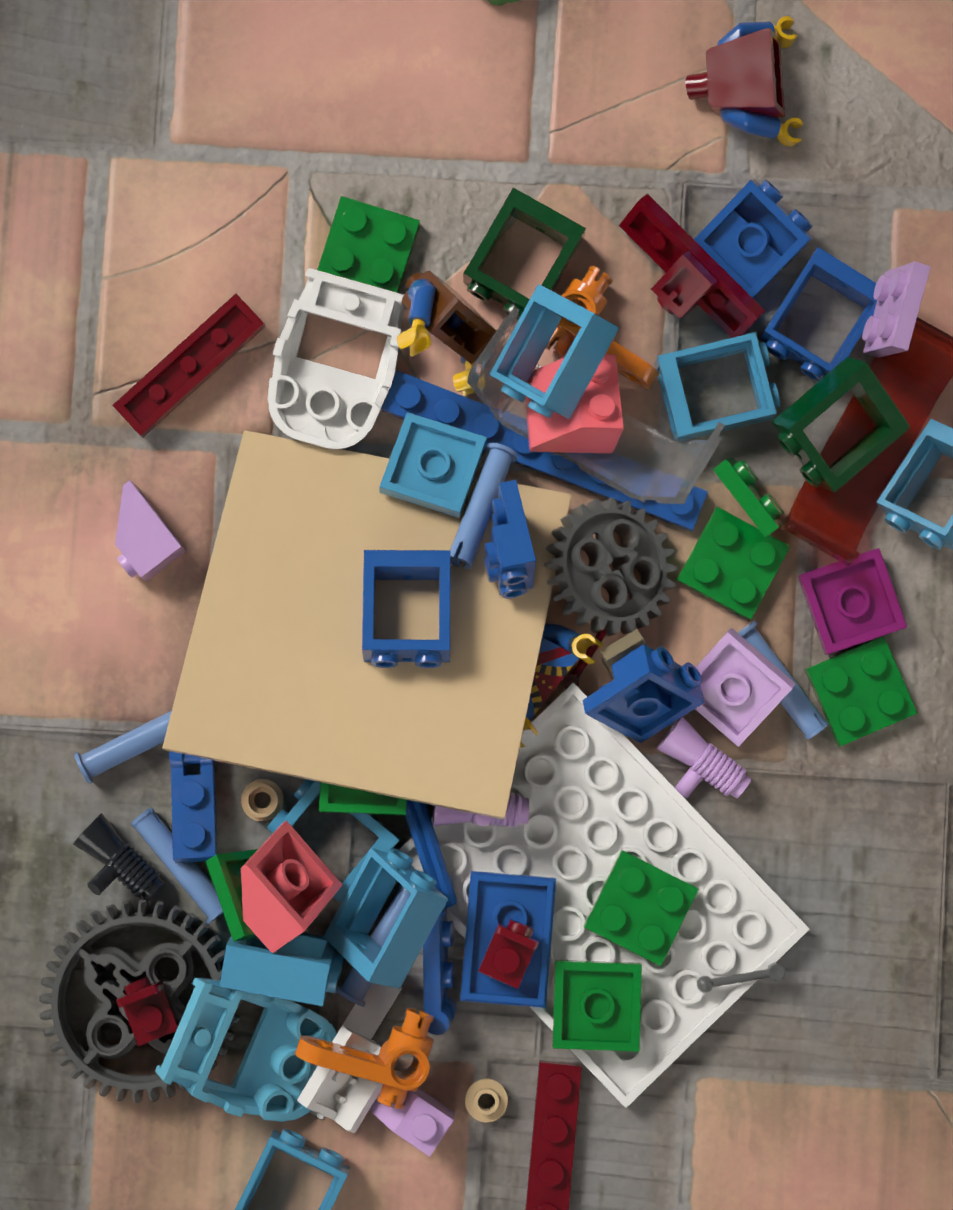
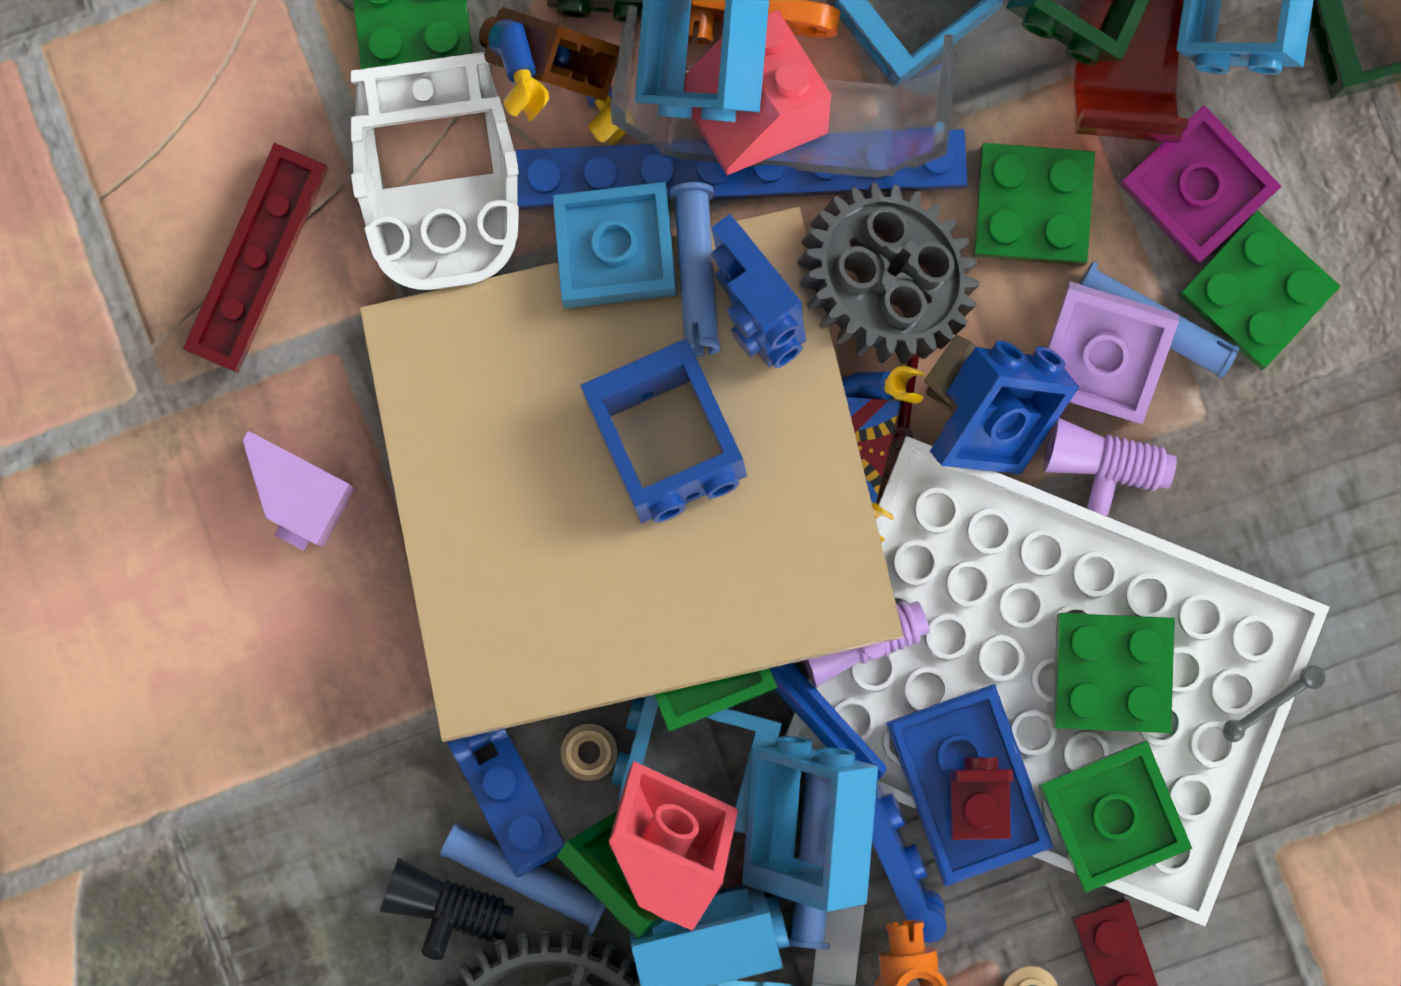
camera: 30 degrees left, 0 degrees up
(123, 747) = (390, 762): medium blue pin -> none
(761, 509) = (1043, 120): green plate -> none

